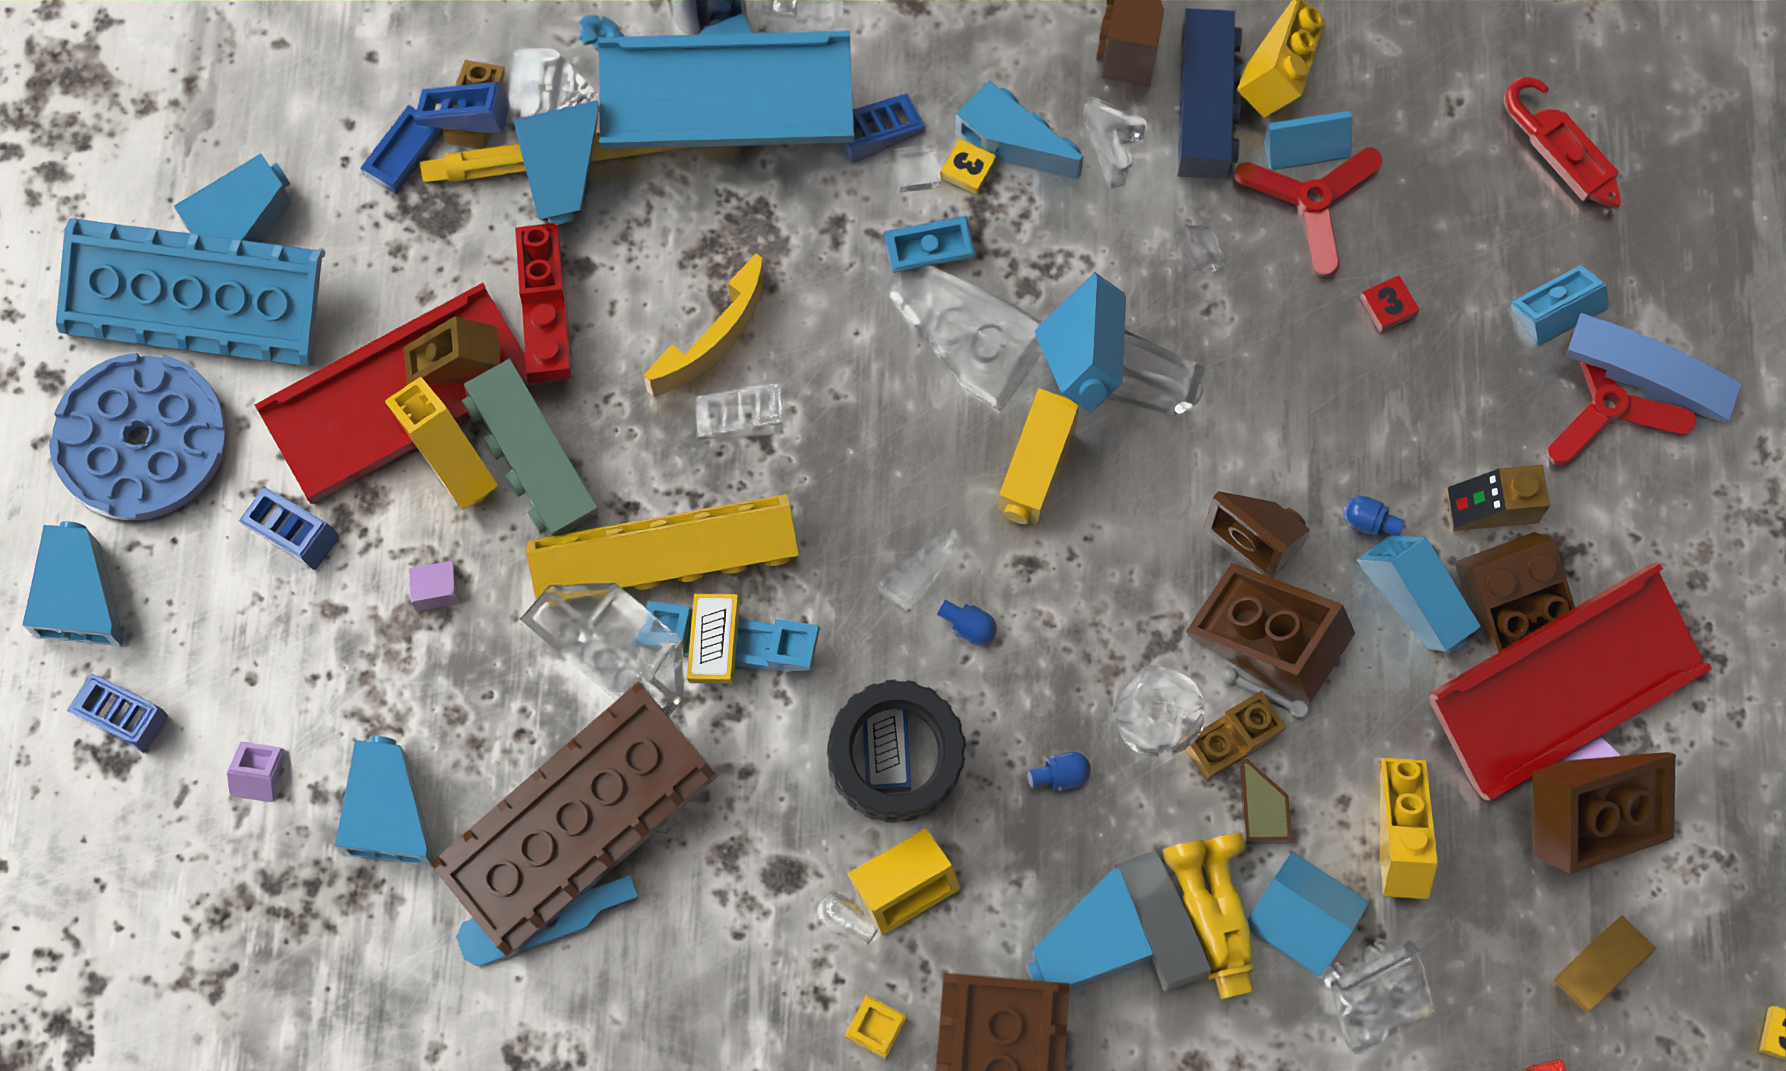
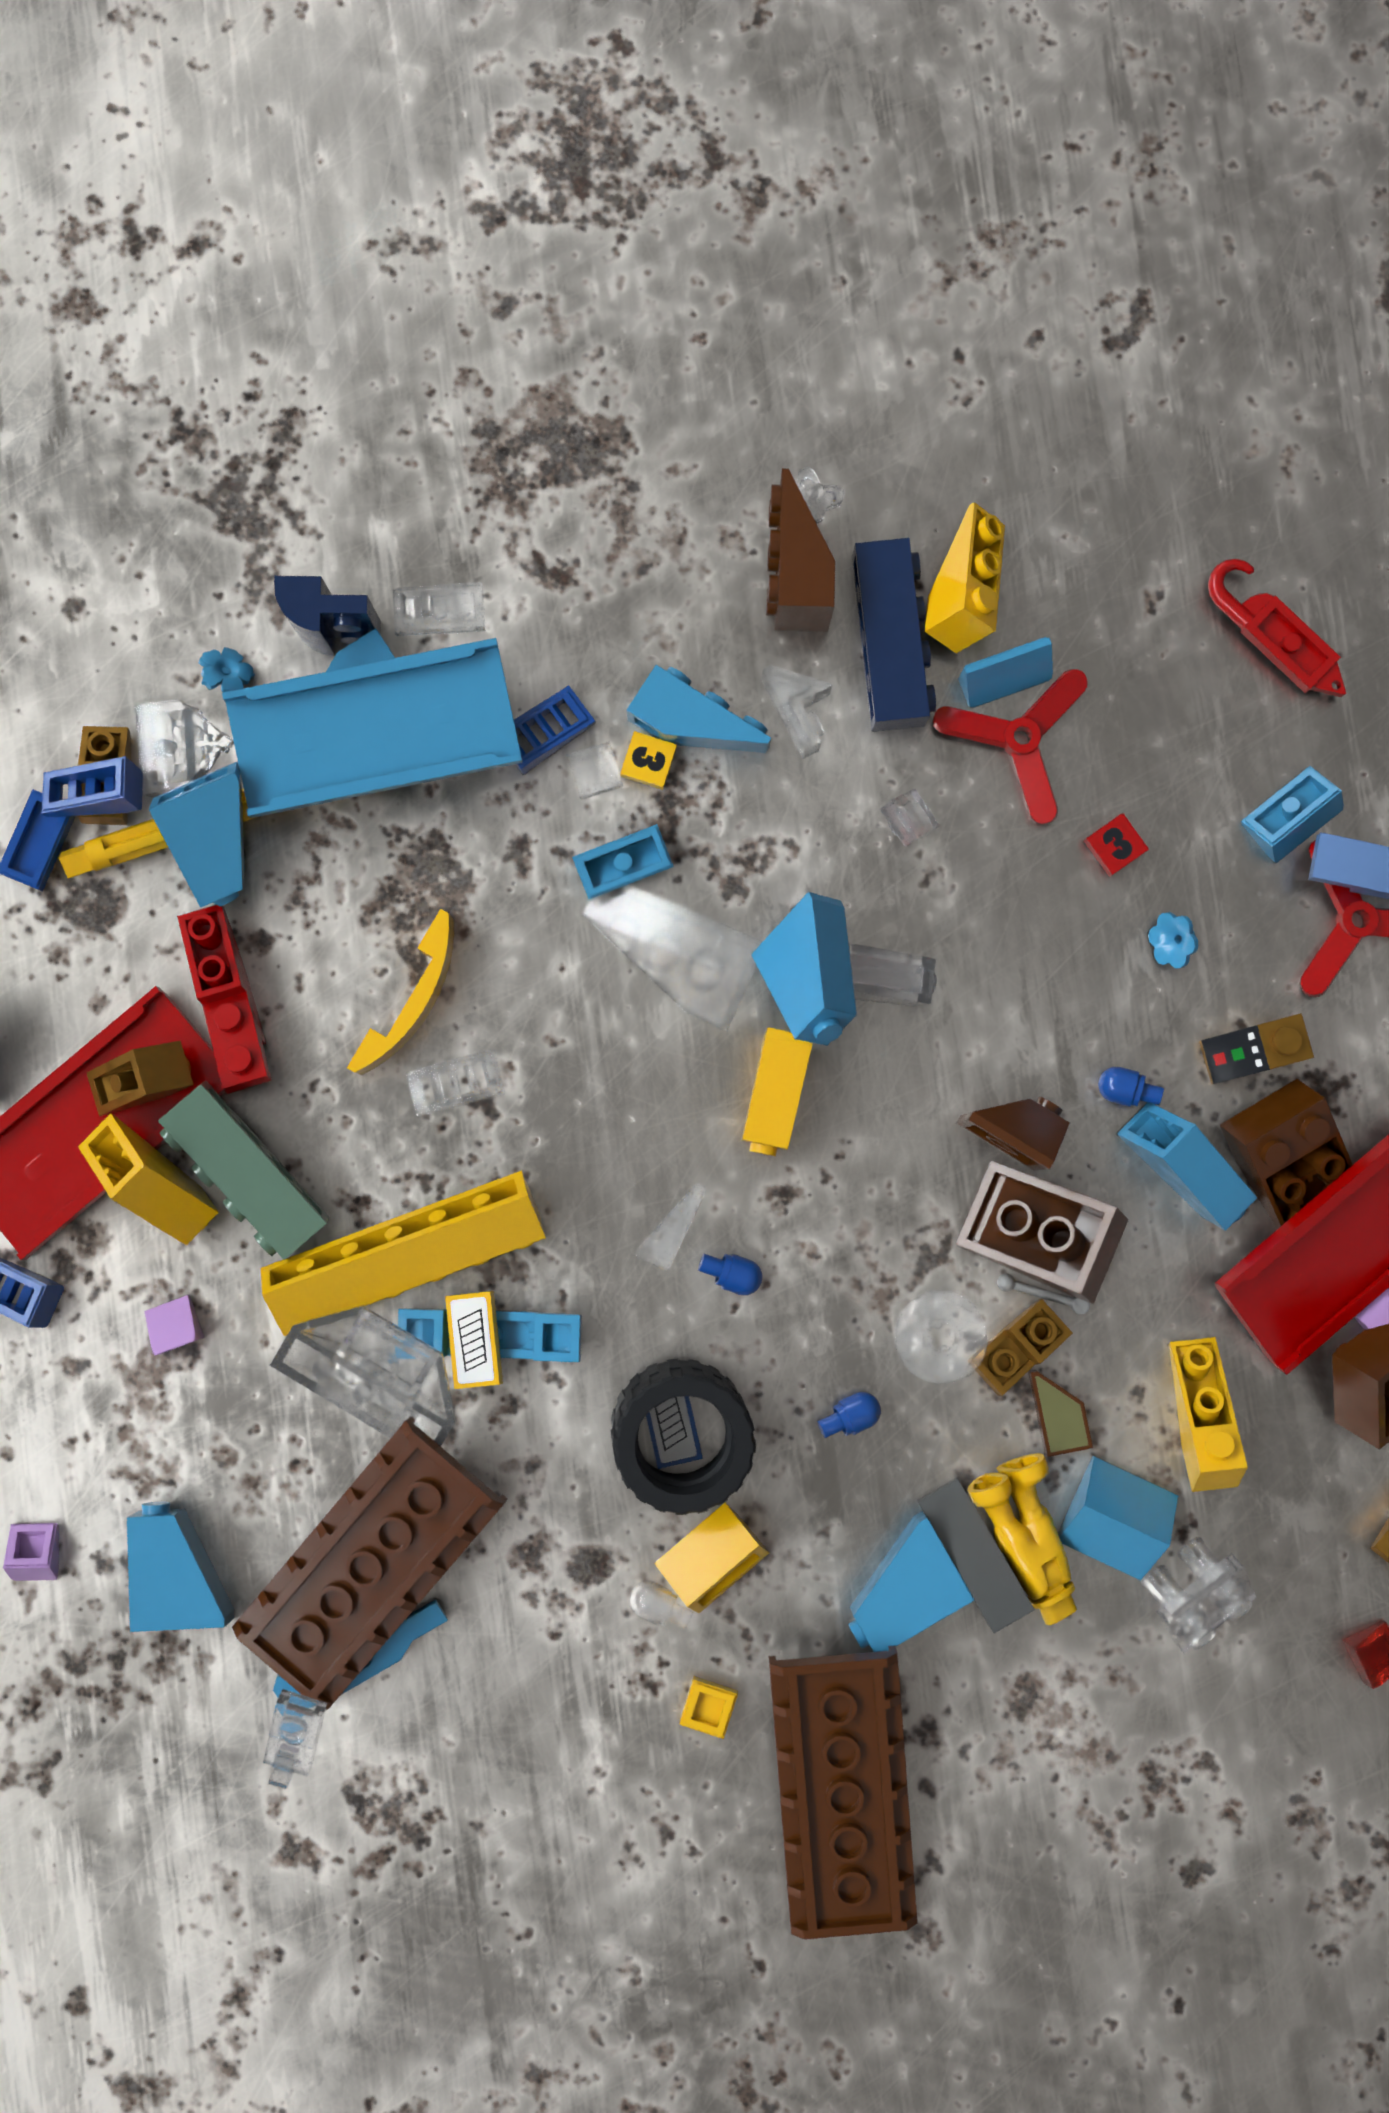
camera: 15 degrees left, 15 degrees up
(469, 975) = (293, 1736): none -> clear plate
(1431, 391) = (1173, 940): none -> dark azure plant

